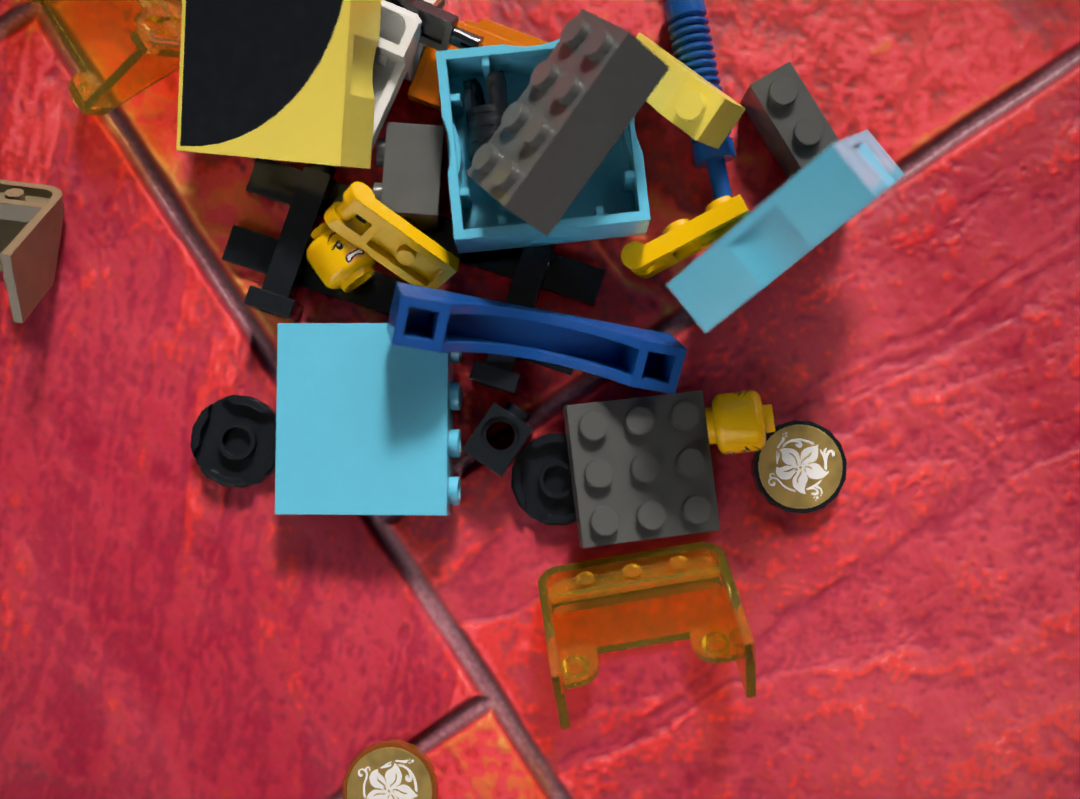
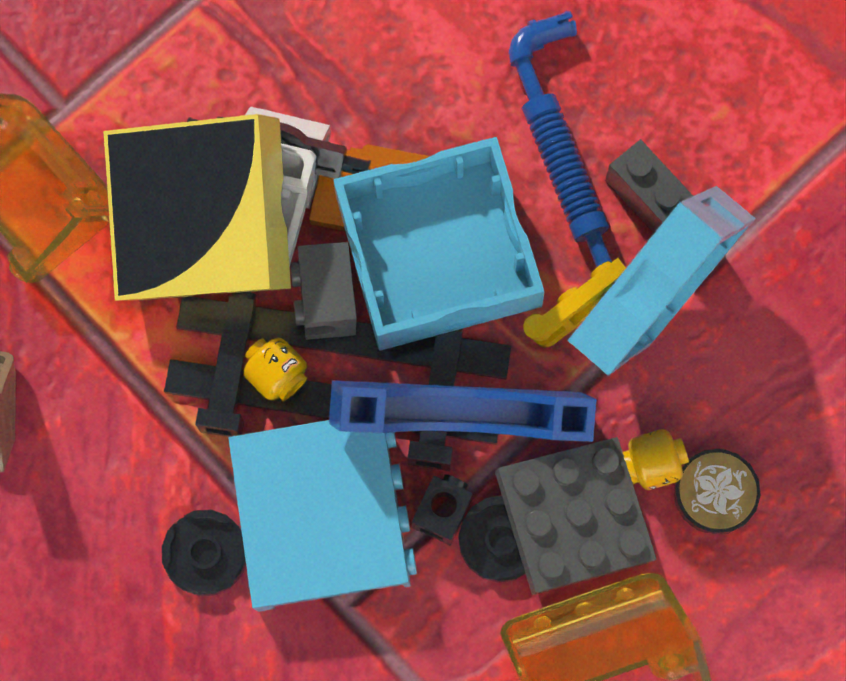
camera: 10 degrees left, 10 degrees down
(390, 238) = (318, 345): yellow plate -> none
(482, 118) = (387, 234): black hinge -> none
(566, 120) = (457, 219): dark grey brick -> none
(692, 101) = (552, 181): light yellow slope -> none

